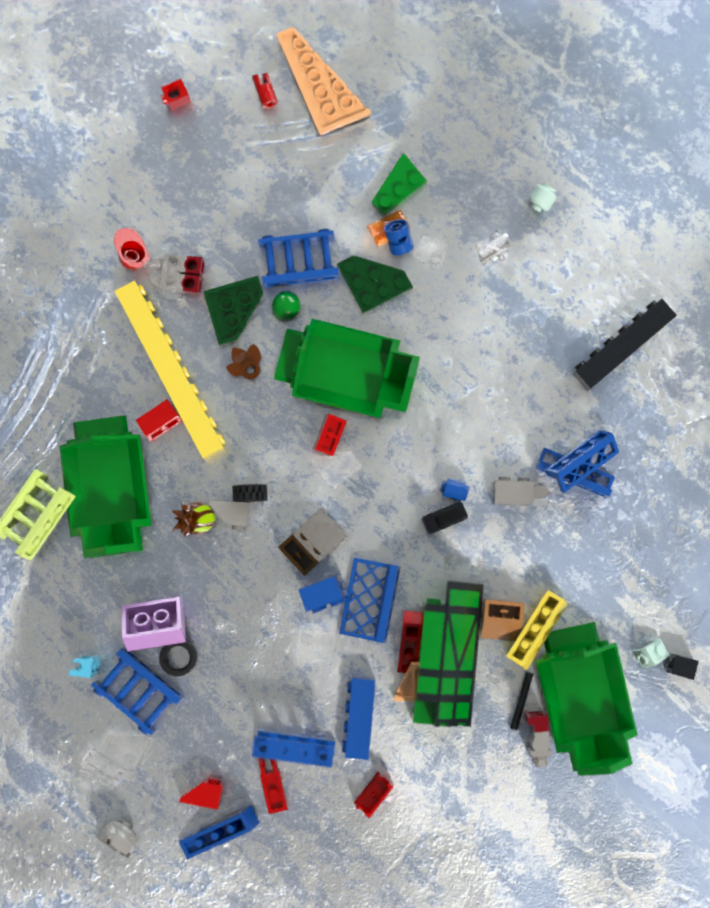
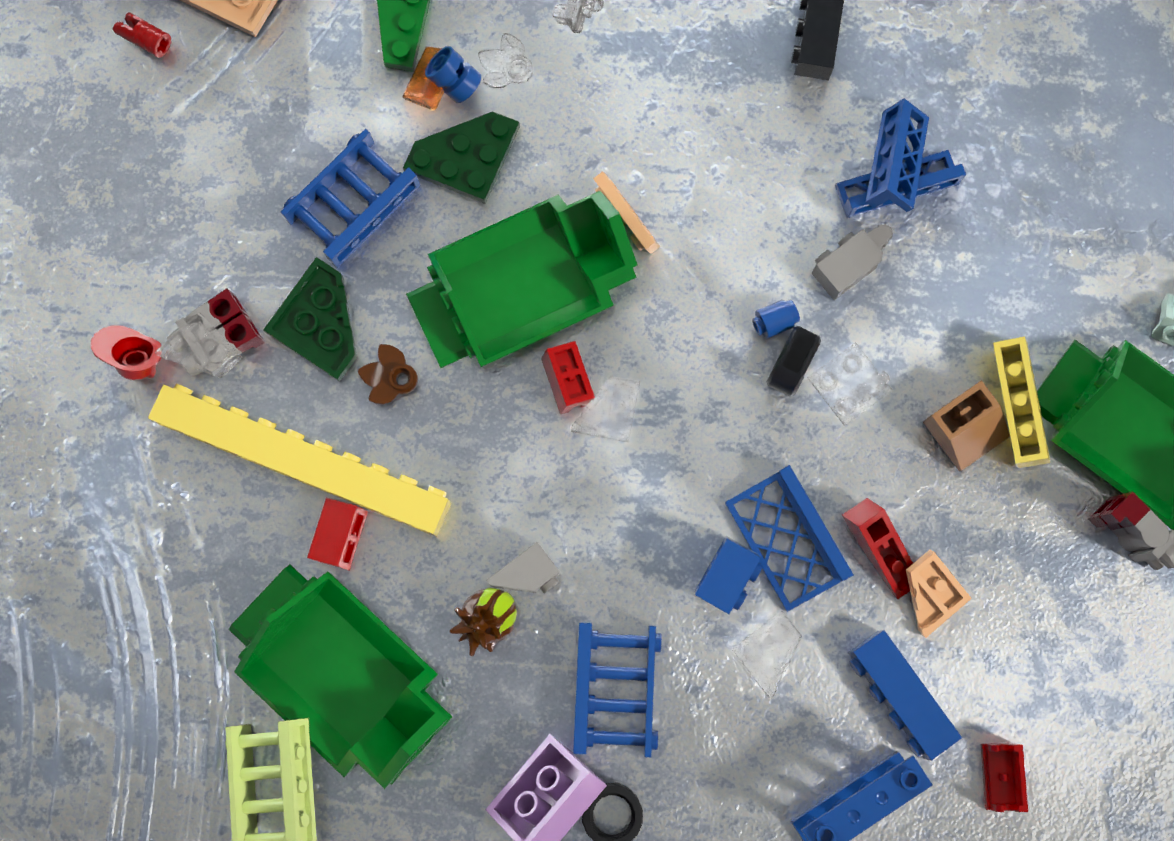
camera: 40 degrees left, 5 degrees down
(175, 87) = (27, 114): red brick -> none
(222, 583) = (588, 704): none -> blue fence
(249, 493) = (529, 528): black tyre -> none
(286, 306) = (382, 268): green hair -> none
(312, 542) = (659, 525): slope -> none
(425, 377) = (641, 236): none -> light nougat plate
(449, 657) = (952, 525): panel -> none
(521, 700) = (1075, 506): black bar -> none

